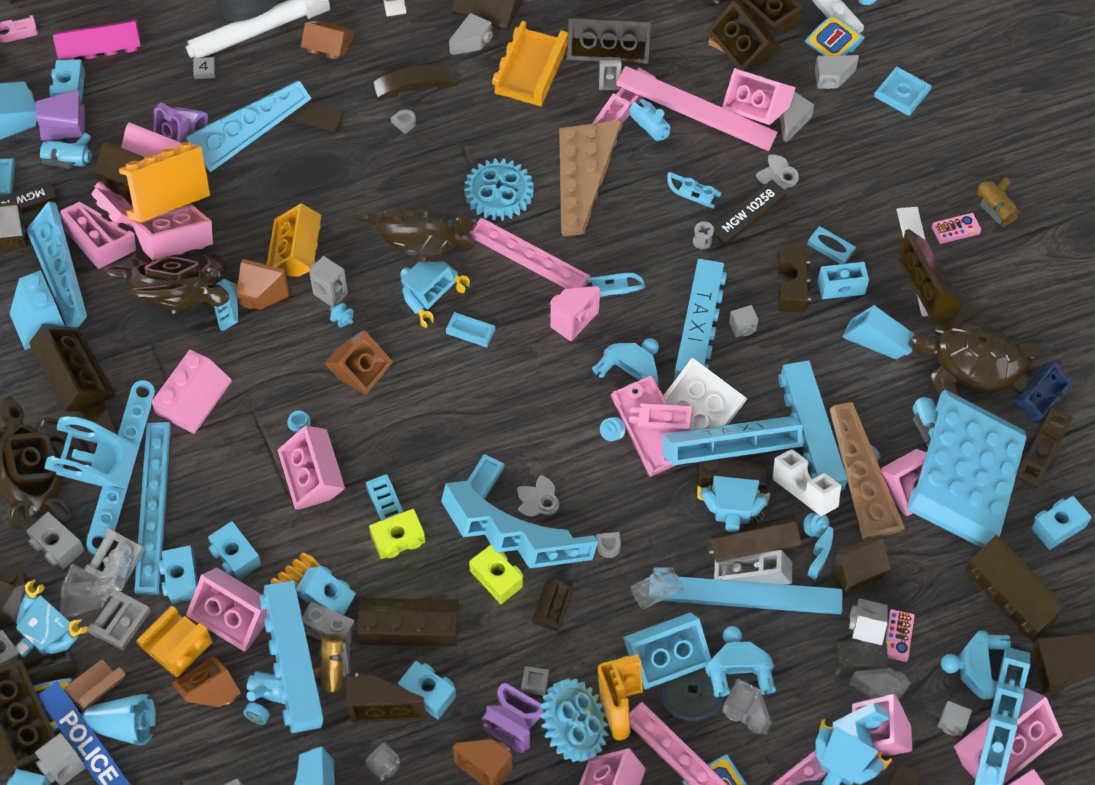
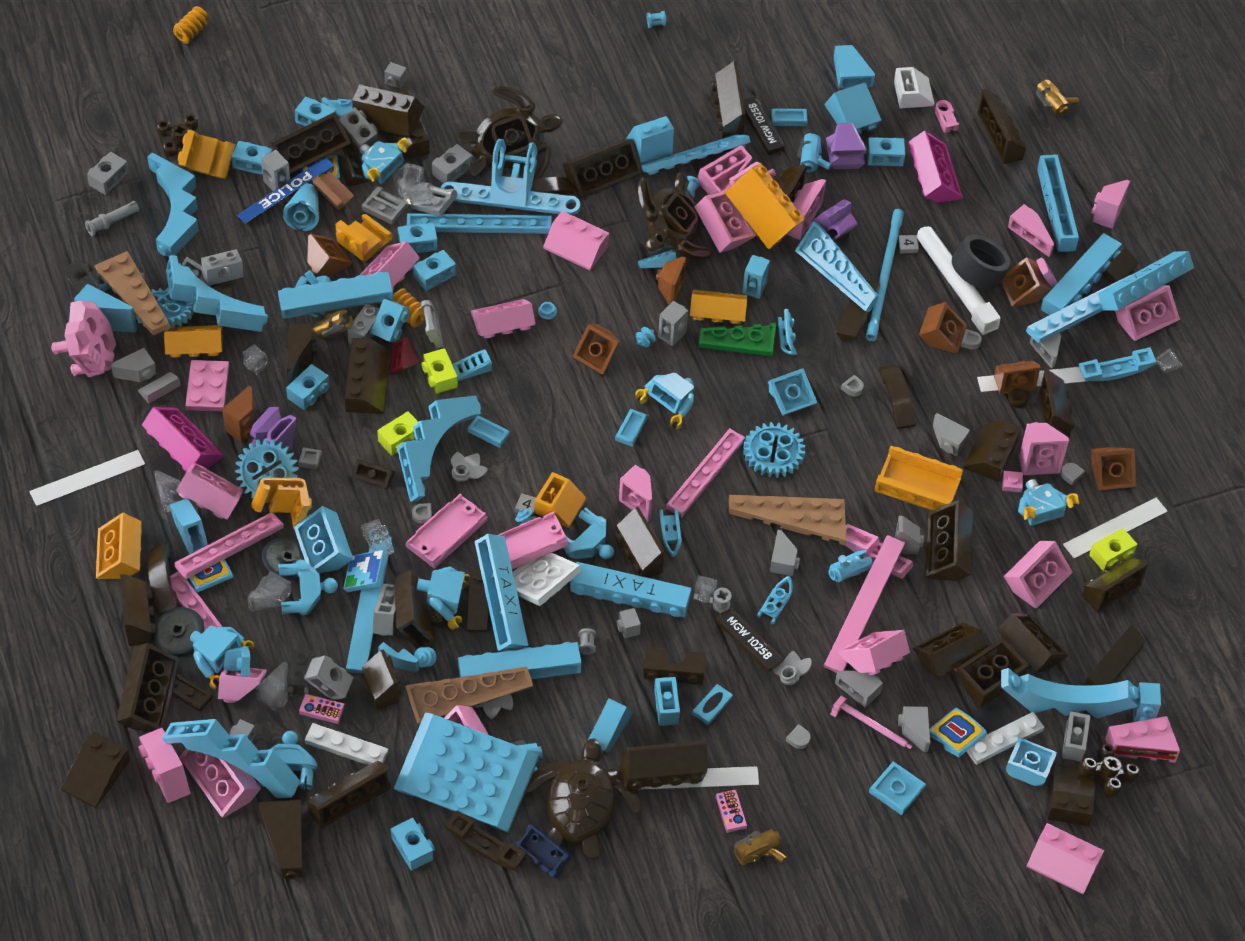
camera: 90 degrees right, 5 degrees down
(101, 277) = (694, 183): none -> medium azure bush
(175, 77) = (873, 325): none -> medium azure piece
(258, 200) = (756, 276): none -> medium azure brick
(319, 547) = (432, 322): none -> light grey plate
(336, 175) = (789, 338): none -> medium azure piece
(338, 16) = (971, 340): none -> light grey tile
(341, 222) = (749, 340): none -> green wing
(374, 582) = (402, 356): none -> dark red slope
(418, 172) = (792, 391): none -> medium azure slope
(423, 232) = (712, 376): dark brown animal -> none
(585, 396) = (560, 497): none -> light orange slope
(588, 432) = (525, 502): none -> light grey tile
(633, 515) = (446, 530): none -> bright pink piece
(637, 180) = (784, 556): none -> light grey slope
(643, 308) = (640, 544): none -> slope
(663, 417) = (524, 543): bright pink hinge -> none
(691, 250) = (705, 589): none -> clear plate
(707, 596) = (365, 571): none -> tile
(771, 361) = (587, 641): none -> light grey bush
(818, 133) = (840, 704): none -> bright pink piece
(819, 494) = (469, 642): white arch -> none
(859, 170) = (799, 737): none -> light grey tile
(943, 605) = (345, 745): none -> white plate

